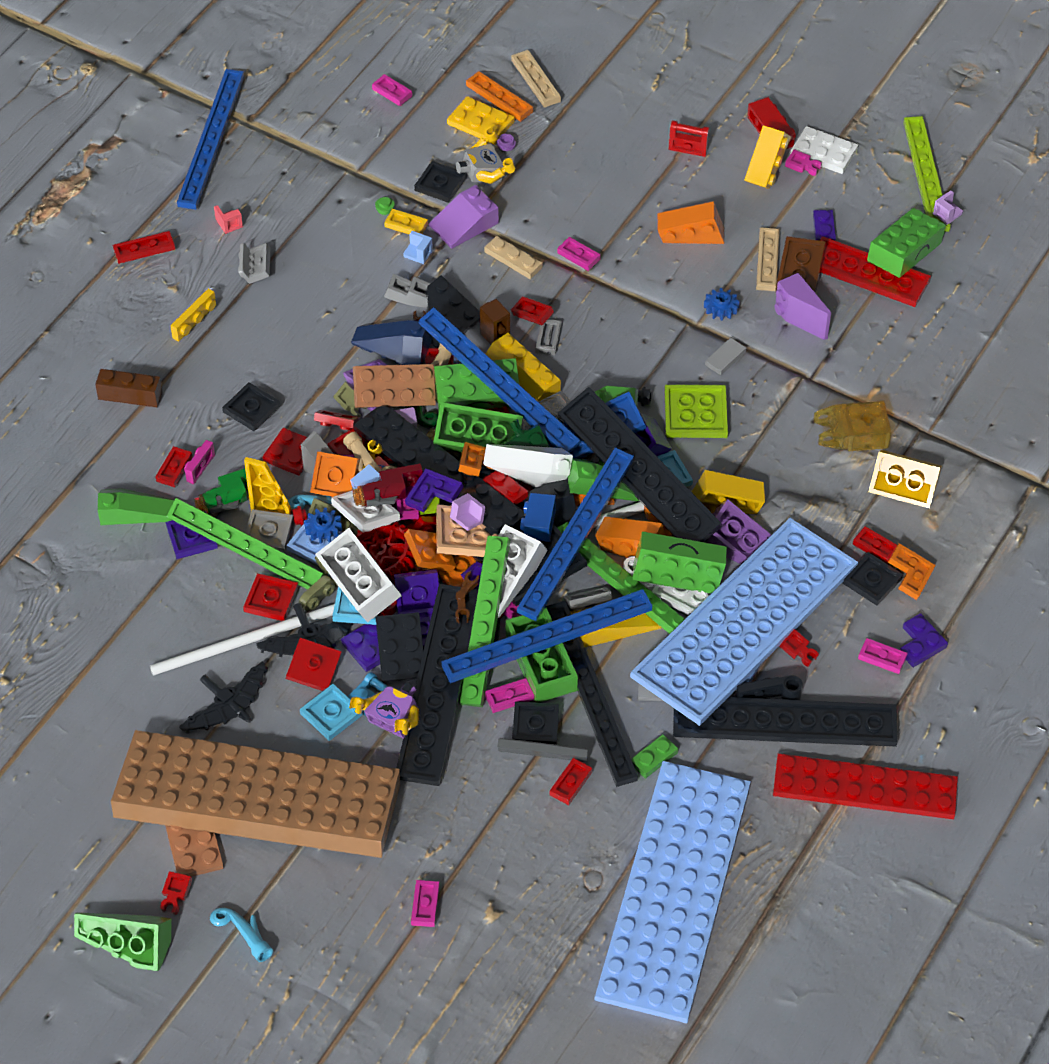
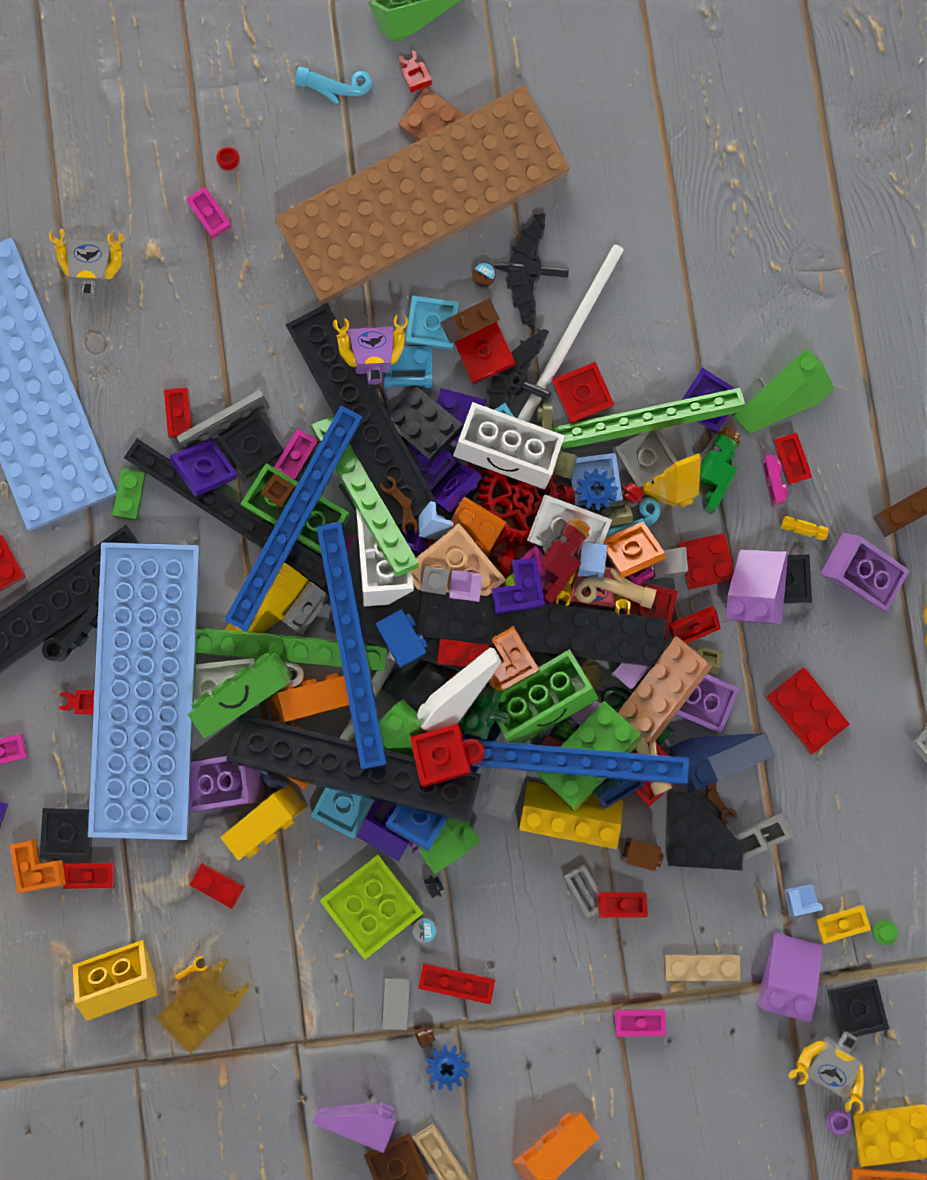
camera: 140 degrees right, 30 degrees up
(198, 378) = (865, 571): none -> medium lavender slope
(208, 426) = (804, 528): none -> yellow axle
(262, 720) = (484, 274): none -> tile
(275, 406) = (758, 587): none -> medium lavender slope
(305, 685) = (469, 320): none -> reddish brown brick
(312, 335) = (807, 710): none -> red plate
(374, 934) = (227, 158): none -> red plate
(454, 570) = (433, 525): none -> light blue panel
(484, 529) = (435, 580): none -> light grey plate
(543, 659) = (277, 490): none -> reddish brown plate
(547, 929) = (89, 261): none -> torso
(552, 425) = (475, 751): none -> red tile
(574, 431) = (440, 755): none -> red plate
(584, 725) = (203, 467): none -> dark purple plate
(671, 378) = (424, 930): none -> tile
(676, 340) = (456, 983): none -> red plate
(722, 328) = (424, 1036): none -> reddish brown plate
(791, 488) = (217, 886): none -> red plate
(839, 454) = (190, 969): none -> yellow hand

